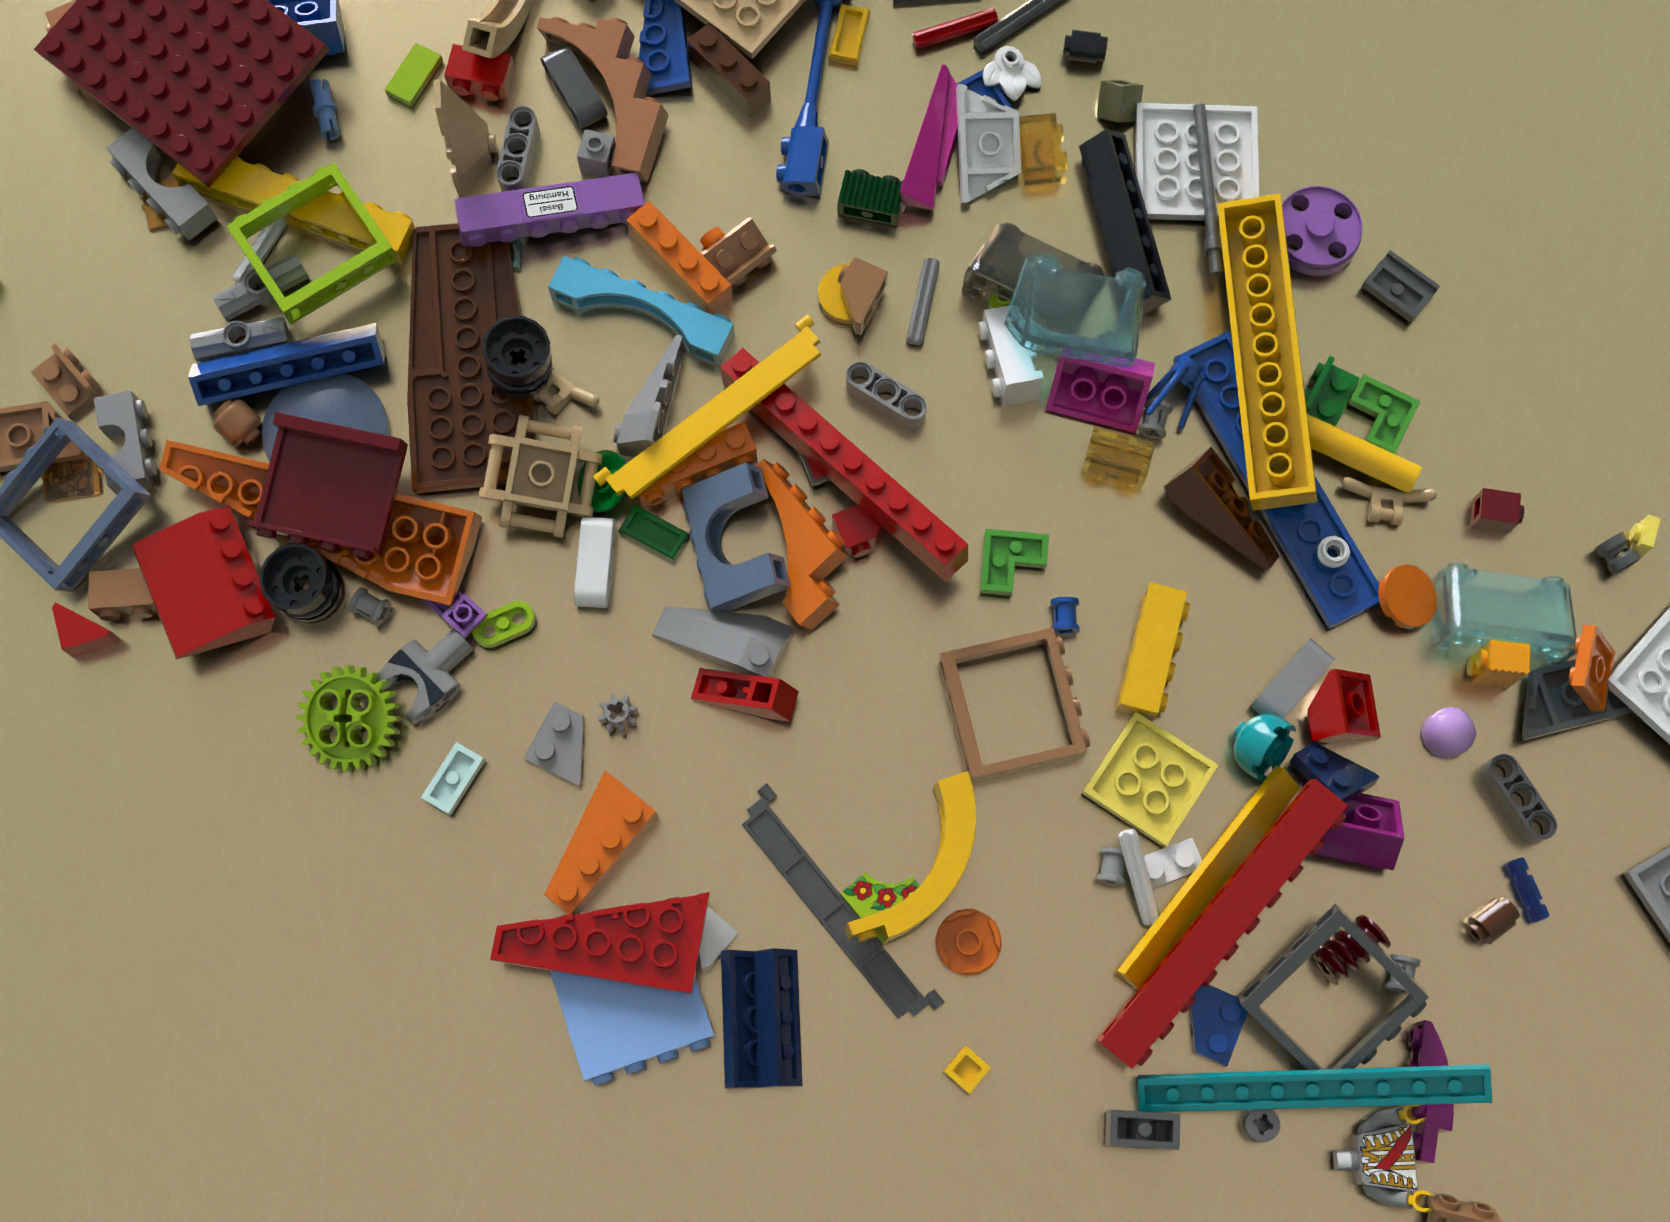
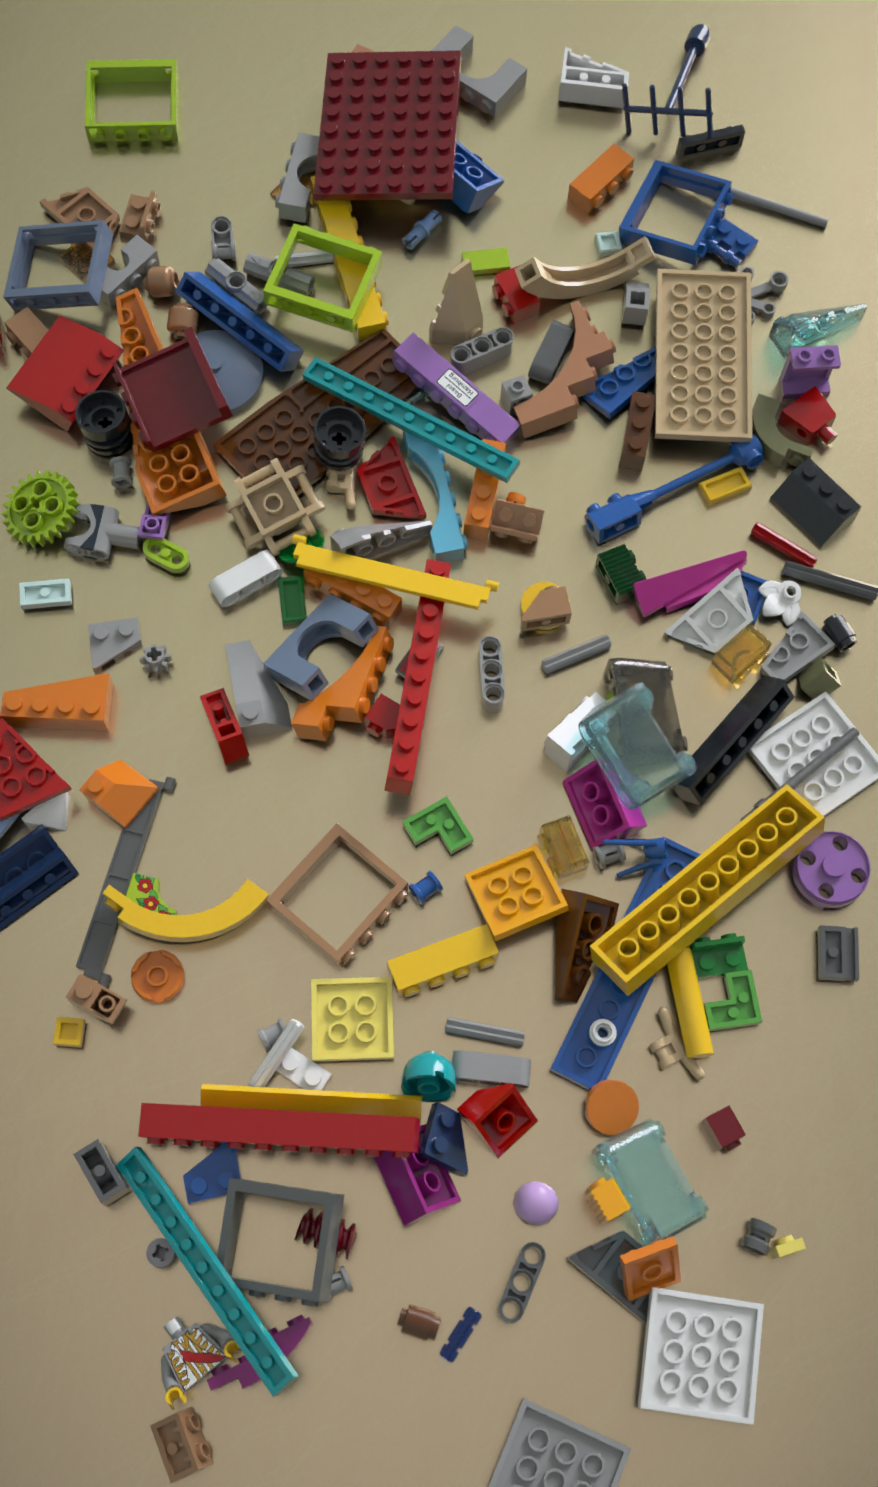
camera: 50 degrees right, 5 degrees down
(170, 412) = (161, 281): none -> medium nougat head
(175, 318) = (222, 242): none -> light grey piece
(549, 273) = (411, 420): none -> teal plate
(598, 347) = (389, 484): none -> red wing
(742, 848) = (119, 791): none -> orange slope
(957, 1017) = (95, 999): none -> medium nougat slope
(1073, 97) = (797, 650): none -> light grey wing
(1135, 532) = (516, 892): none -> light orange plate
(1249, 662) = (484, 1032): none -> light grey axle

